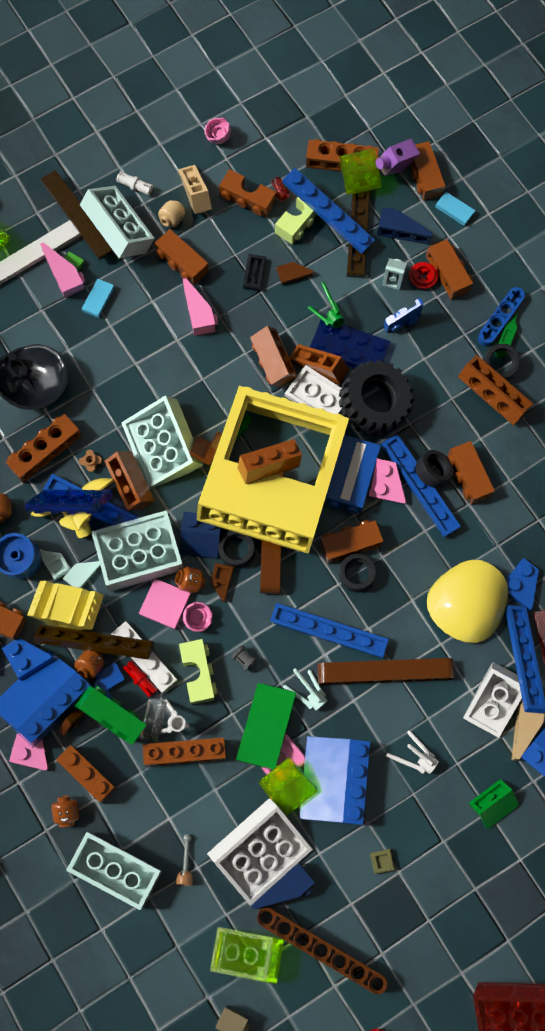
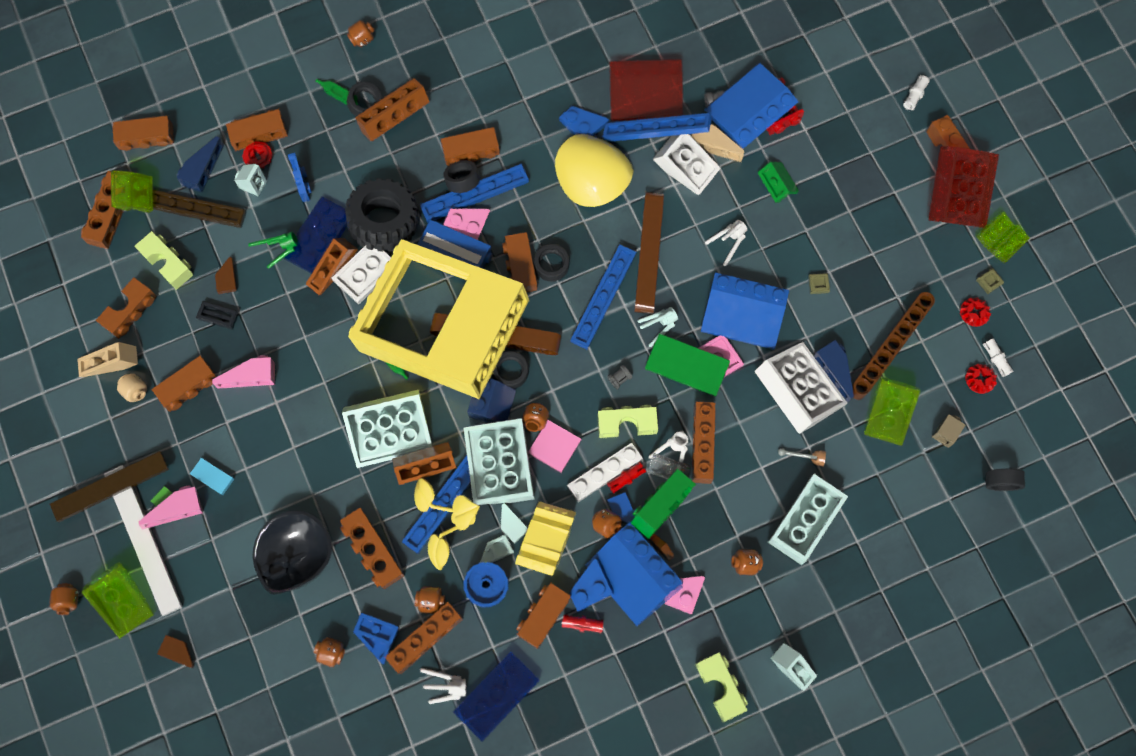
camera: 80 degrees left, 0 degrees up
(68, 501) = (440, 520): clear blue plate -> none
(86, 774) = (714, 537): dark orange brick -> none
(90, 466) = (387, 502): medium nougat plate -> none
(94, 641) = (585, 516): dark brown tile -> none
(117, 221) = (129, 442): light aqua brick -> none
(134, 183) = (85, 423): white pin -> none
(197, 617) = (574, 414): bright pink hair -> none
(205, 450) = (405, 379): reddish brown panel -> none
(218, 130) = (44, 327): bright pink hair -> none
(221, 579) = (538, 389): reddish brown tile -> none
(269, 461) = (438, 311): dark orange brick -> none
(273, 357) = (317, 307): brick -> none
(281, 191) = (127, 276): clear red pin -> none
(288, 786) = (746, 351): clear neon green slope -> none
(328, 210) = (167, 229): blue plate -> none
(391, 160) = (126, 158): medium lavender torso -> none
(455, 208) = (191, 114): medium azure tile -> none
(501, 316) = (316, 93): blue beam -> none

